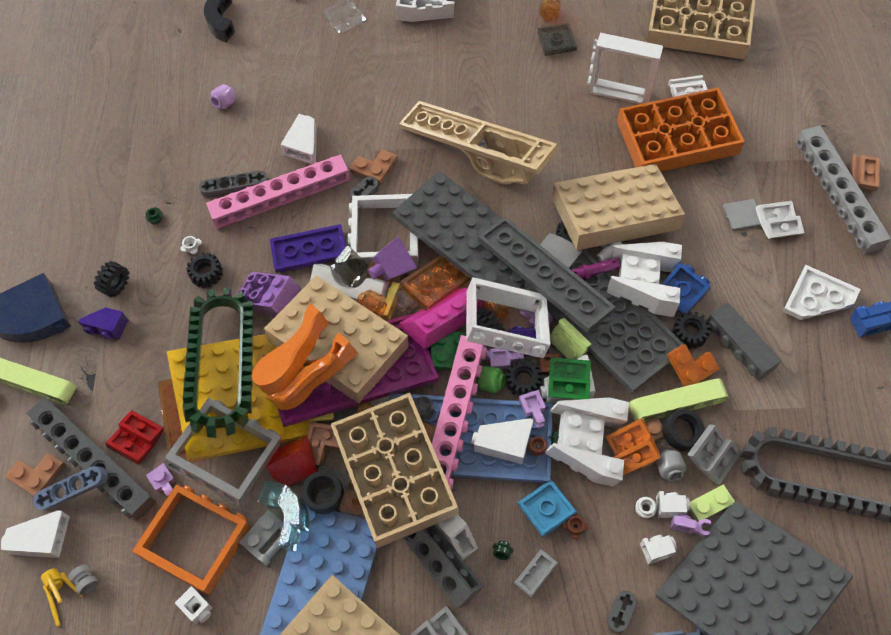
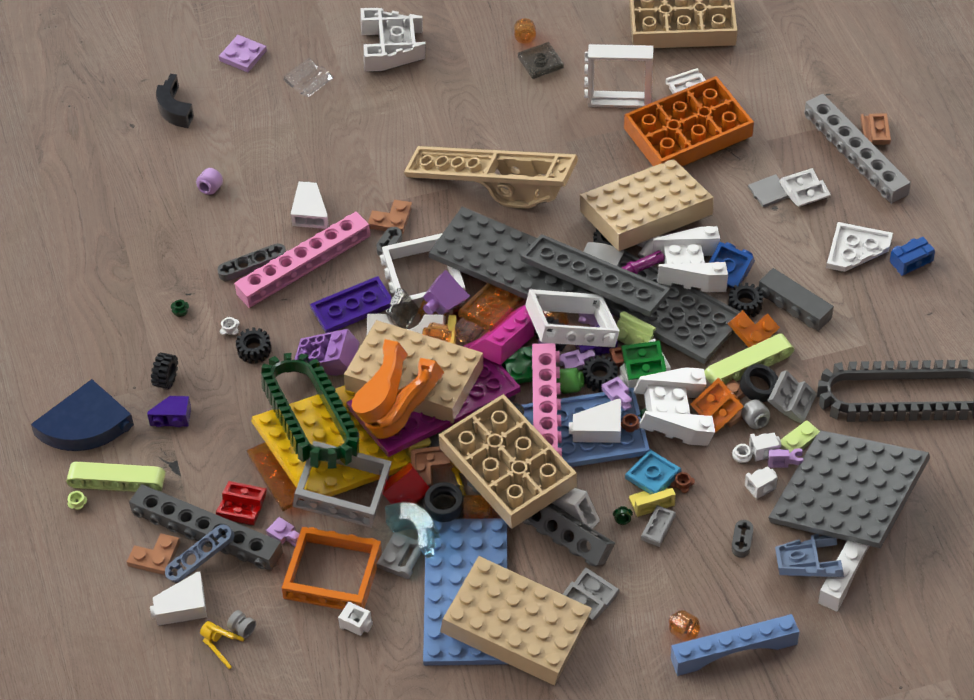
camera: 15 degrees left, 10 degrees down
(531, 541) = (644, 503): none -> light yellow panel

